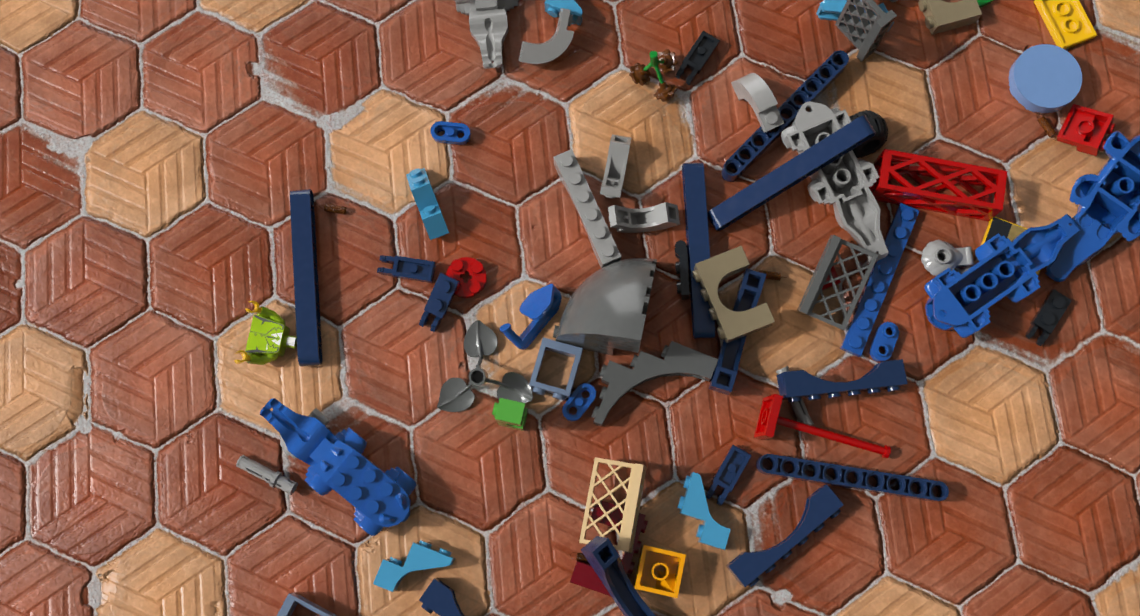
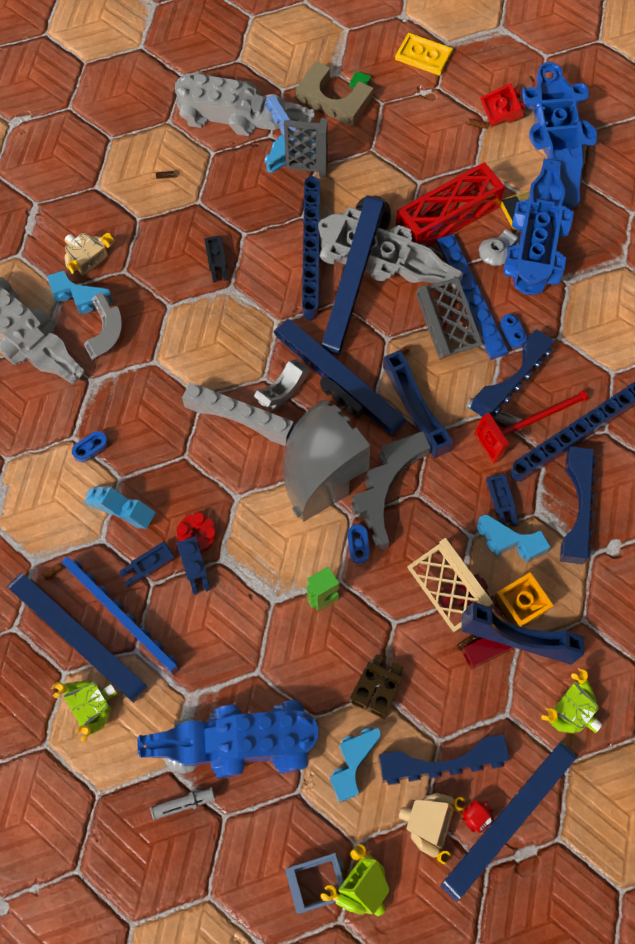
camera: 45 degrees left, 10 degrees down
(352, 298) = (126, 620): none -> blue plate
(456, 394) = (265, 617): dark grey plant -> none
(491, 525) = (379, 680): none -> dark brown hips
(539, 307) = (269, 504): blue piece -> none
(561, 348) = (312, 519): sand blue window -> none
(615, 166) = (230, 370): light grey arch -> none
(665, 63) = (198, 278): reddish brown plant -> none
(731, 323) = (408, 399): dark tan arch -> none
(761, 99) = (287, 245): light grey arch -> none
(1045, 78) = (449, 95): medium blue piece -> none
(1048, 316) = (592, 231): black hinge -> none

